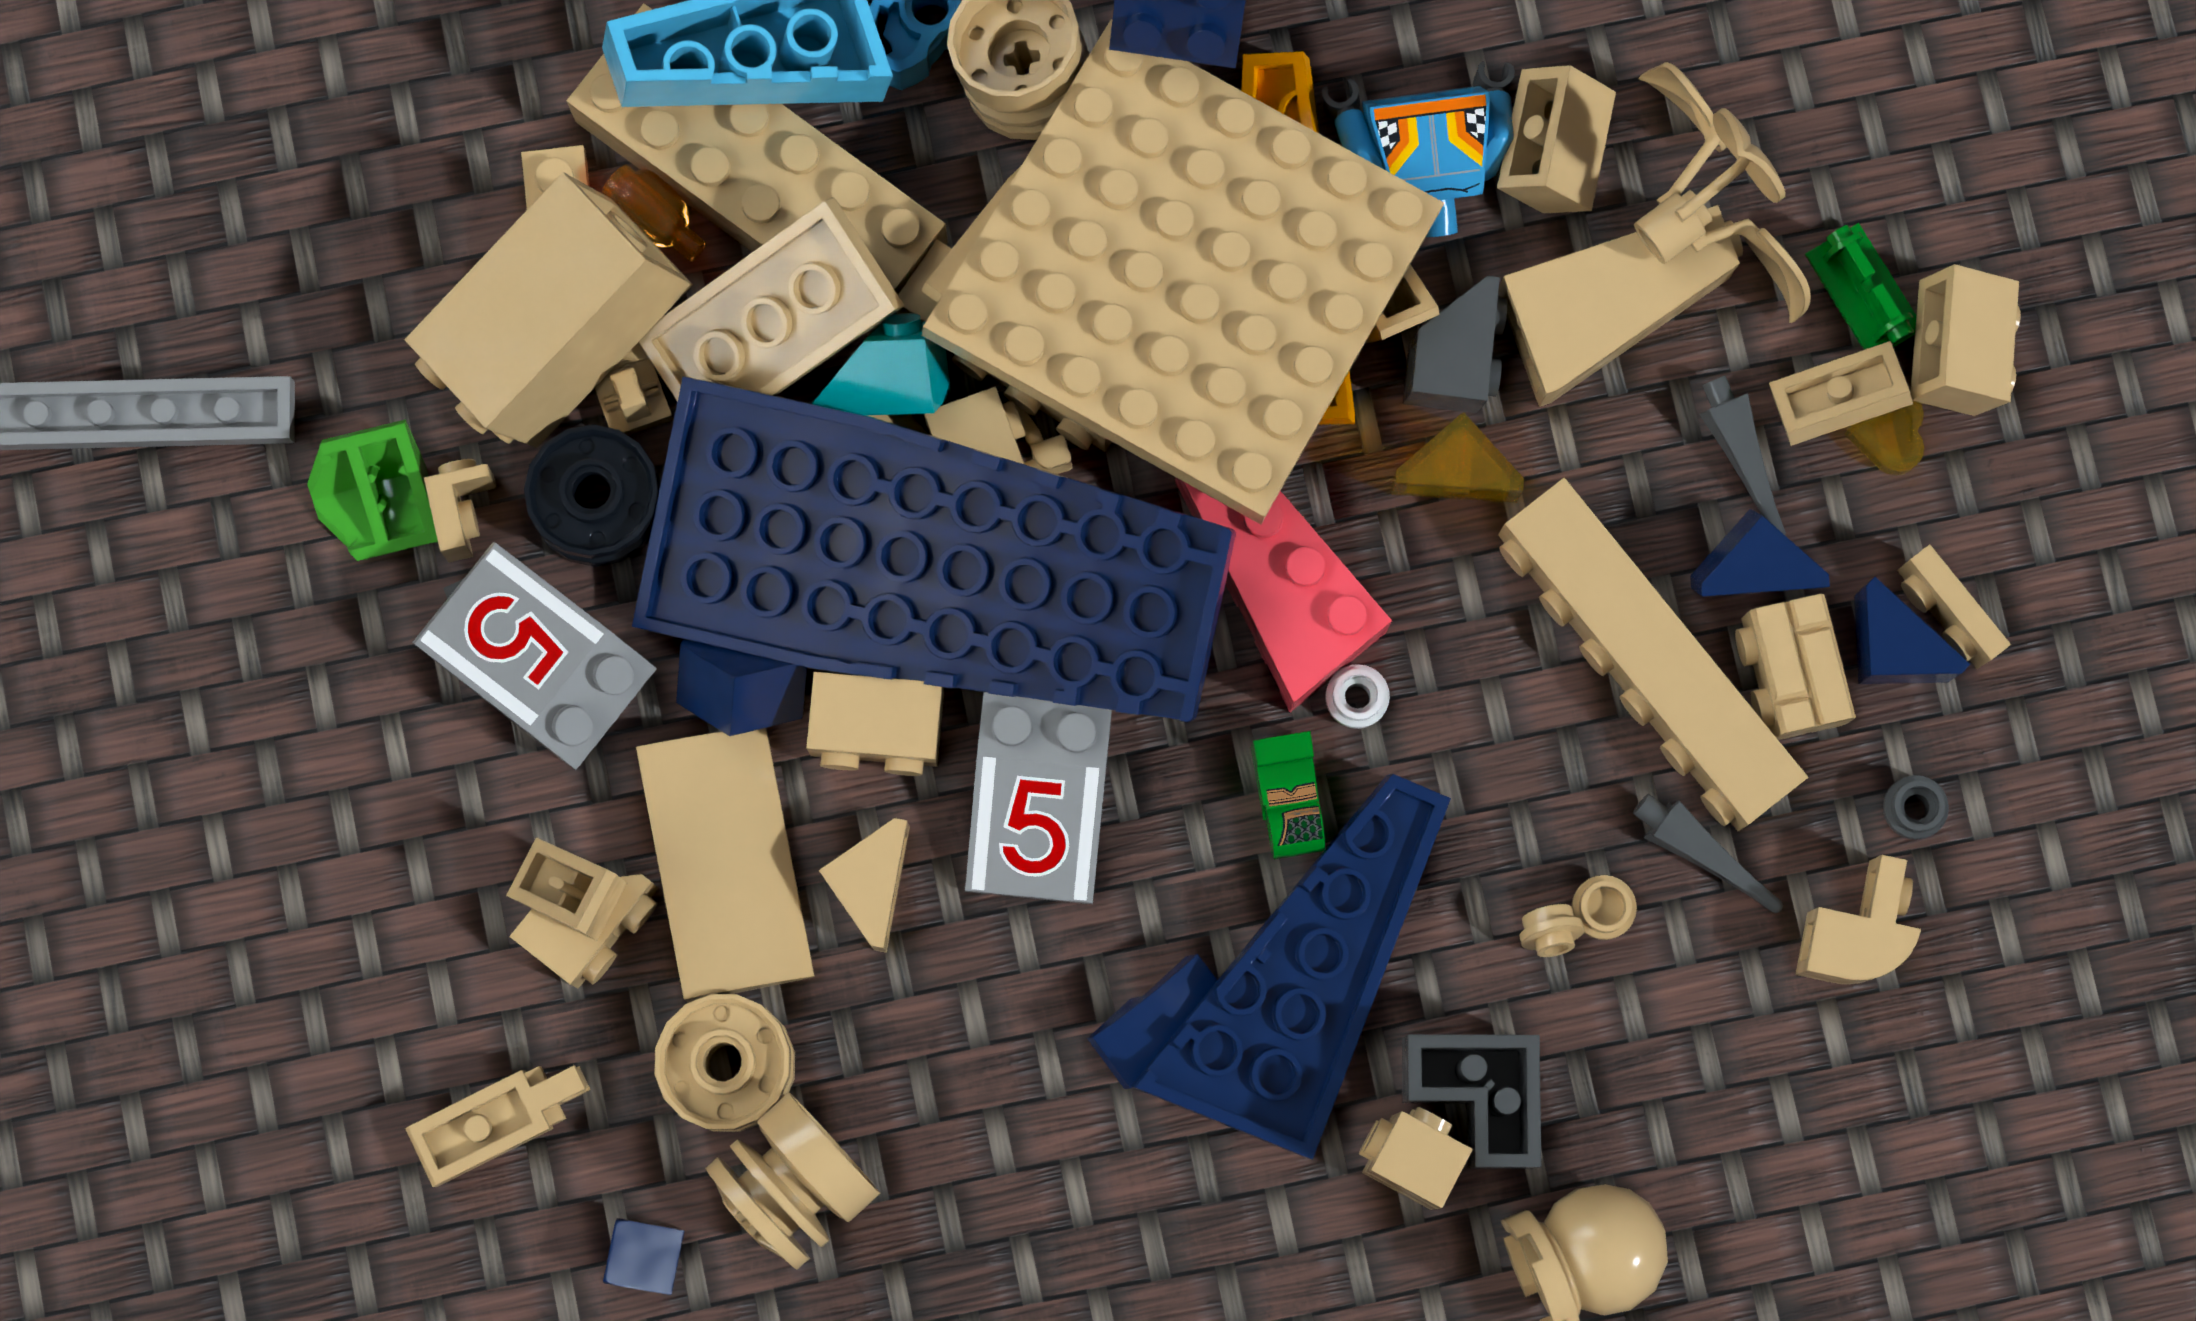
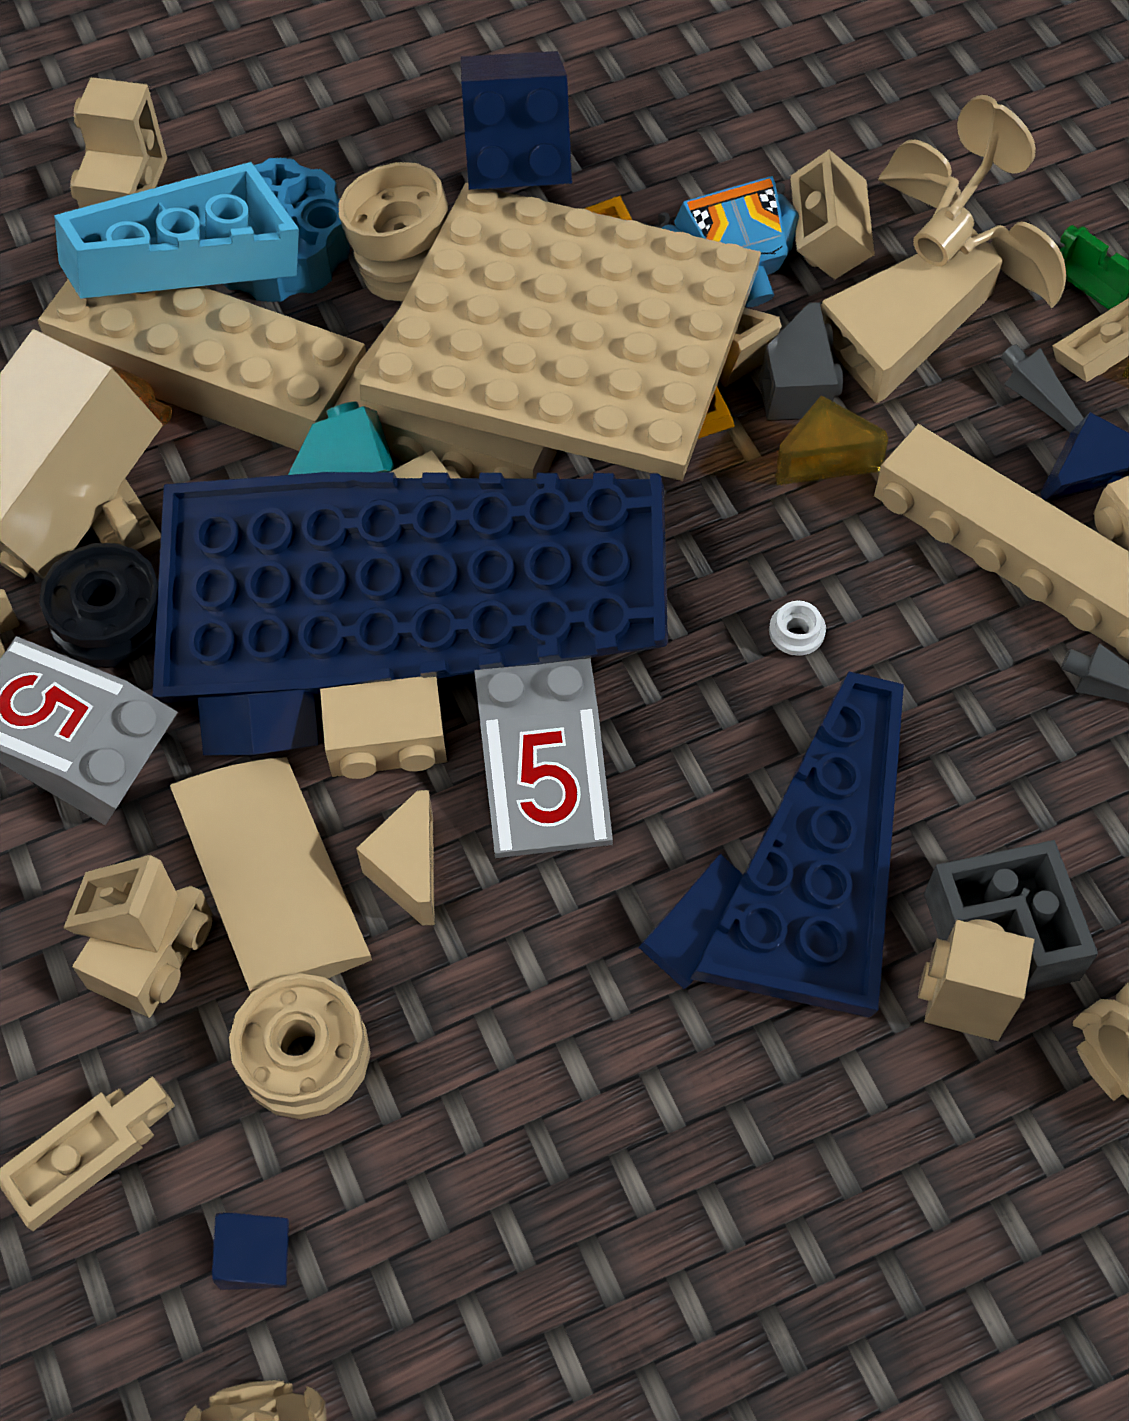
camera: 10 degrees left, 20 degrees down
(776, 309) = (238, 417): tan plate -> none
(791, 1182) = (393, 1121): tan wheel -> none
(1289, 794) = (761, 709): green leg -> none
(1293, 595) = (726, 557): coral wedge -> none
(1551, 930) = (1026, 771): tan plate -> none
(1604, 907) = (1064, 747): tan plate -> none

